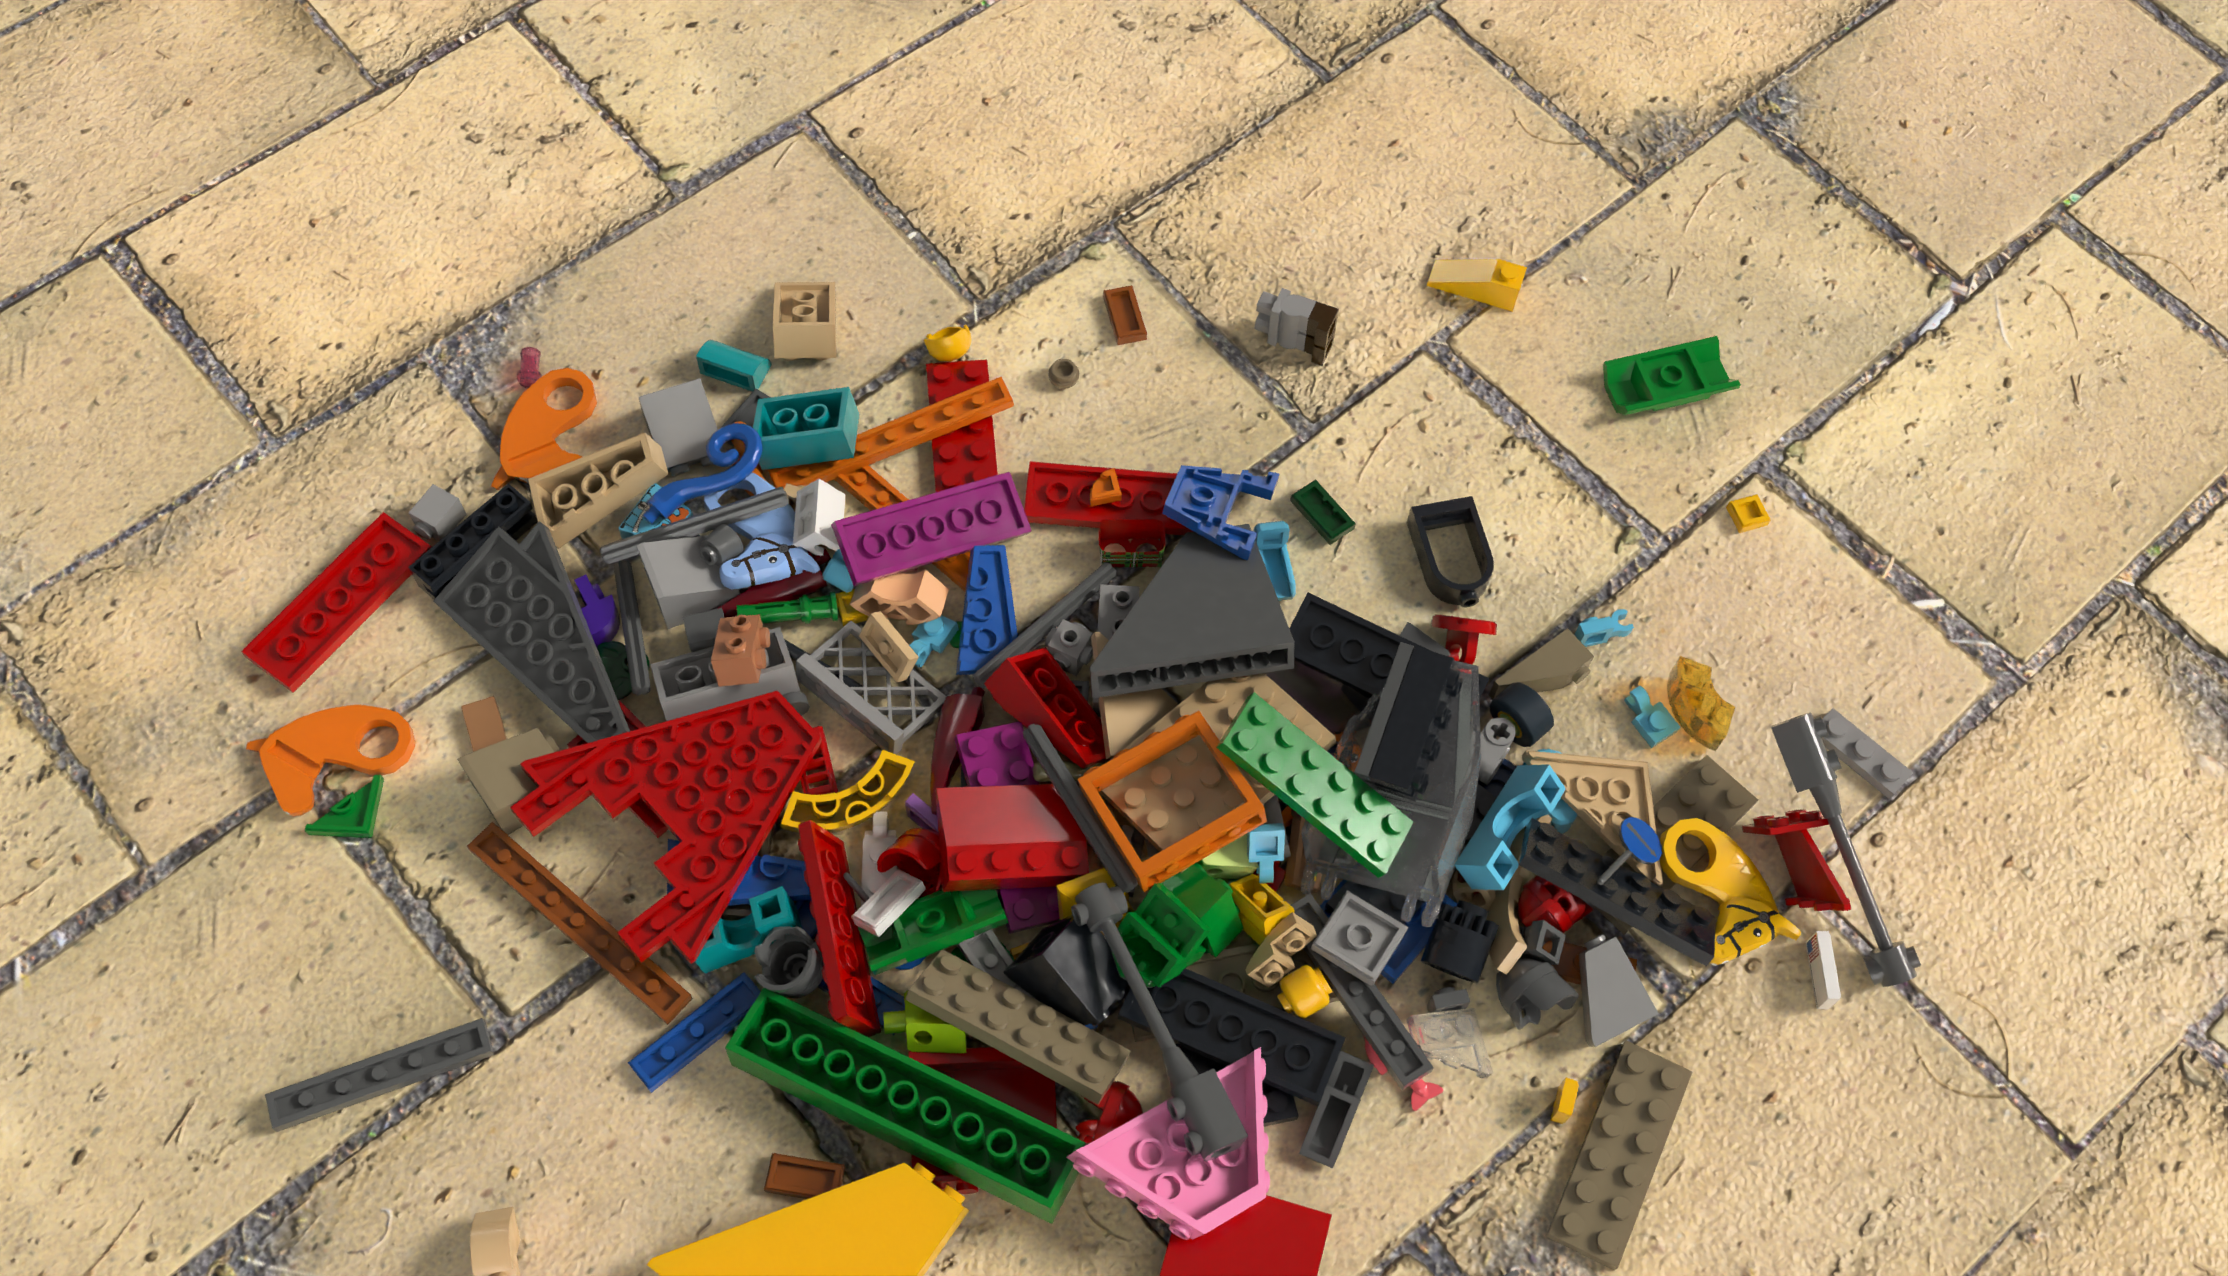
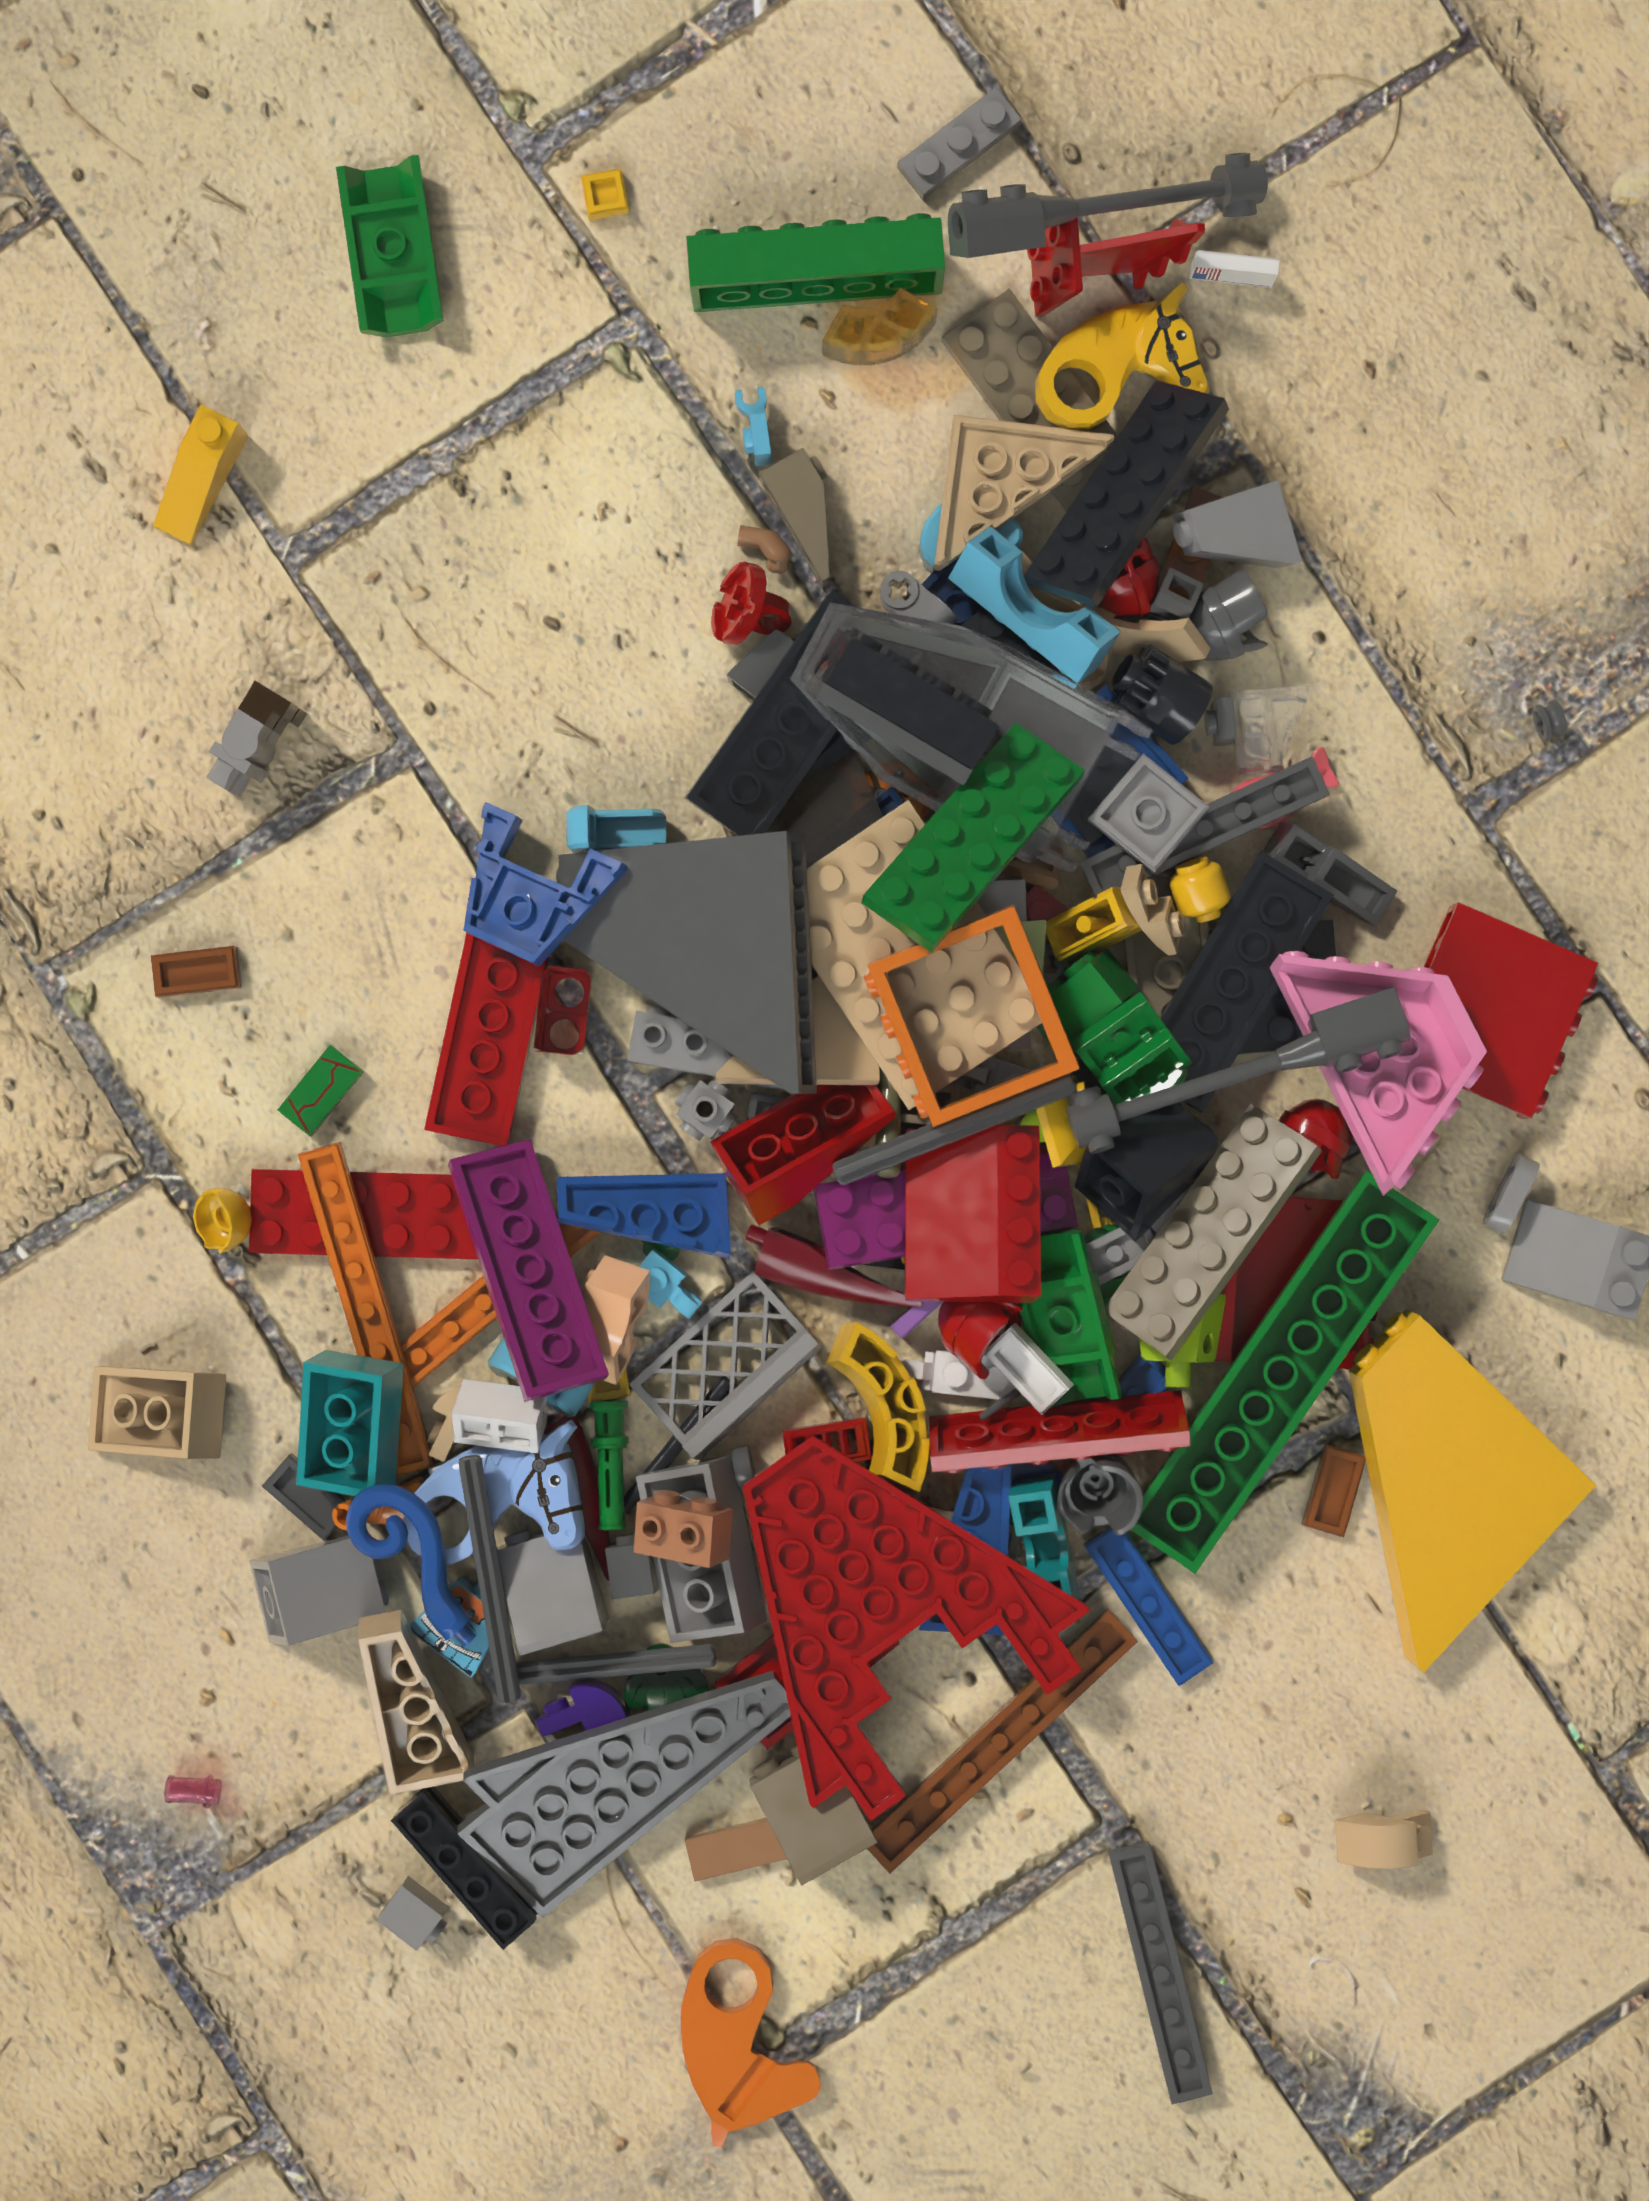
camera: 75 degrees left, 25 degrees up
(336, 603) = (526, 2038): red plate -> none
(352, 815) = (823, 2011): green tile -> none
(532, 426) = (289, 1787): orange animal -> none
(721, 545) = (526, 1547): dark grey hat -> none
(732, 365) = (218, 1514): teal brick -> none
(888, 646) = (682, 1340): tan plate -> none
(1049, 620) = (670, 1137): dark grey axle -> none
(1050, 398) = (320, 1090): none -> green tile
(1063, 373) = (285, 1067): dark tan plate -> none
(1105, 489) = (481, 1035): orange tile -> none
(1265, 846) = (1033, 906): medium azure plate -> none
(1322, 512) = (541, 753): dark green plate -> none
(1443, 515) = (568, 595): black window -> none
(1514, 650) = (769, 543): none -> medium nougat arm
(1525, 711) = (870, 556): black wheel -> none
(1564, 1100) = (1353, 610): yellow tile -> none
(1619, 1155) = (1415, 559): dark tan plate -> none
(1640, 843) = (1068, 451): blue piece -> none
(1652, 722) = (887, 391): medium azure plate -> none
(1736, 648) = (815, 263): none -> green brick

